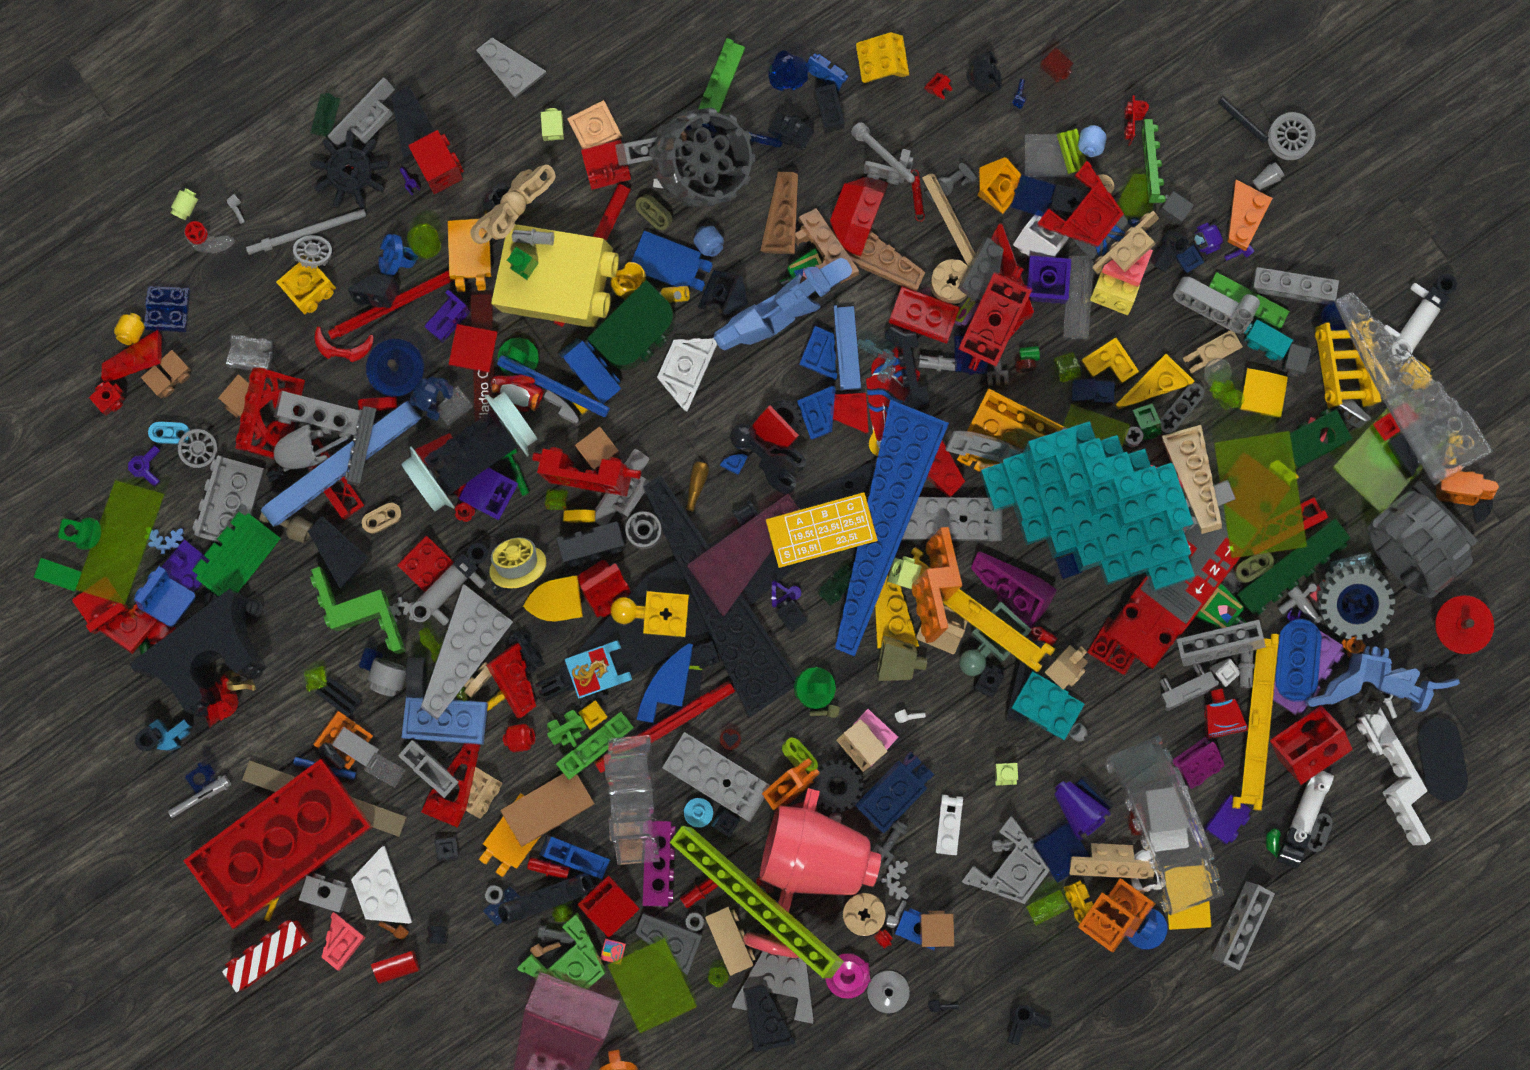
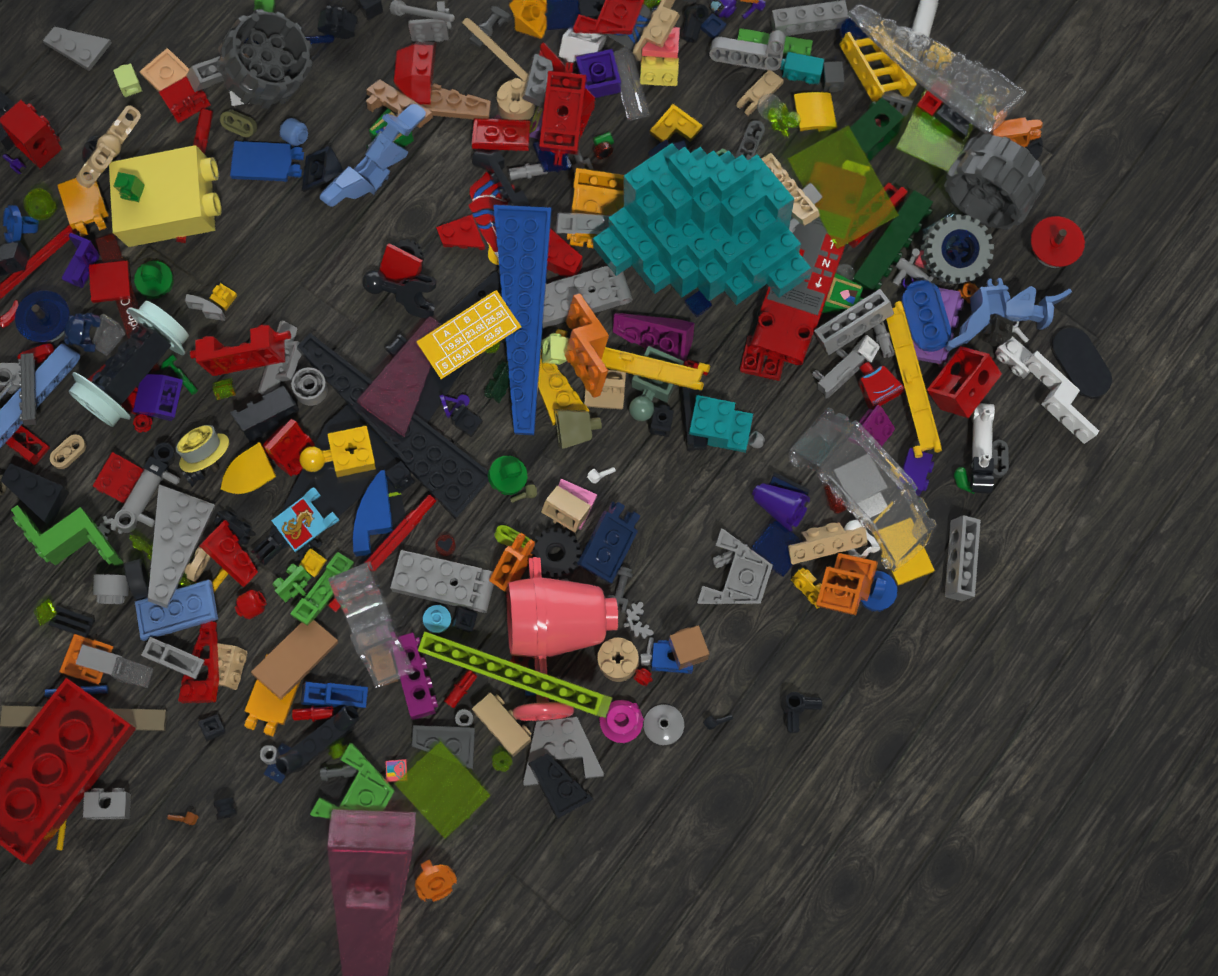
camera: 20 degrees left, 10 degrees down
(262, 959) = (65, 880): red brick -> none
(331, 754) = (74, 671): black arm -> none
(341, 942) = (135, 846): coral wing -> none
(368, 658) = (88, 577): clear blue slope -> none
(380, 891) = (159, 786): white wing -> none
(395, 967) = (194, 851): red brick -> none
(519, 390) = (169, 302): animal -> none
(533, 237) = (133, 164): light grey axle -> none
(537, 950) = (326, 793): medium nougat hand -> none
(554, 386) = (191, 289): blue axle -> none
(579, 516) = (247, 392): yellow beam -> none
(590, 369) = (221, 266): blue wedge -> none
(596, 447) = (239, 329): medium nougat head -> none
(608, 906) = (379, 727): red brick -> none
(628, 280) = (233, 185): yellow helmet -> none
(635, 328) = (249, 220): dark green brick -> none
(676, 294) = (275, 184): yellow piece -> none
(685, 368) = (306, 242): white wing -> none
(697, 481) = (345, 329): pearl gold piece -> none
(734, 463) = (374, 308): blue tile -> none
(781, 221) = (352, 96): medium nougat wing -> none
(818, 412) = (435, 241): blue wing -> none
(820, 353) = (421, 195): blue wing -> none
(846, 348) = (443, 184): medium blue panel -> none
(887, 370) = (478, 178): clear light blue bracket -> none
(917, 197) = (463, 44): red piece -> none
(949, 825) = (669, 558): white plate -> none
(1006, 774) = (704, 494): yellowish green brick -> none
(1047, 907) = (782, 599): clear neon green hips -> none
(1067, 367) = (640, 142): clear neon green slope -> none
(1068, 667) = (727, 383): tan brick -> none
(1160, 379) = (723, 127): yellow wing -> none
(1253, 567) = (857, 253): olive plate -> none

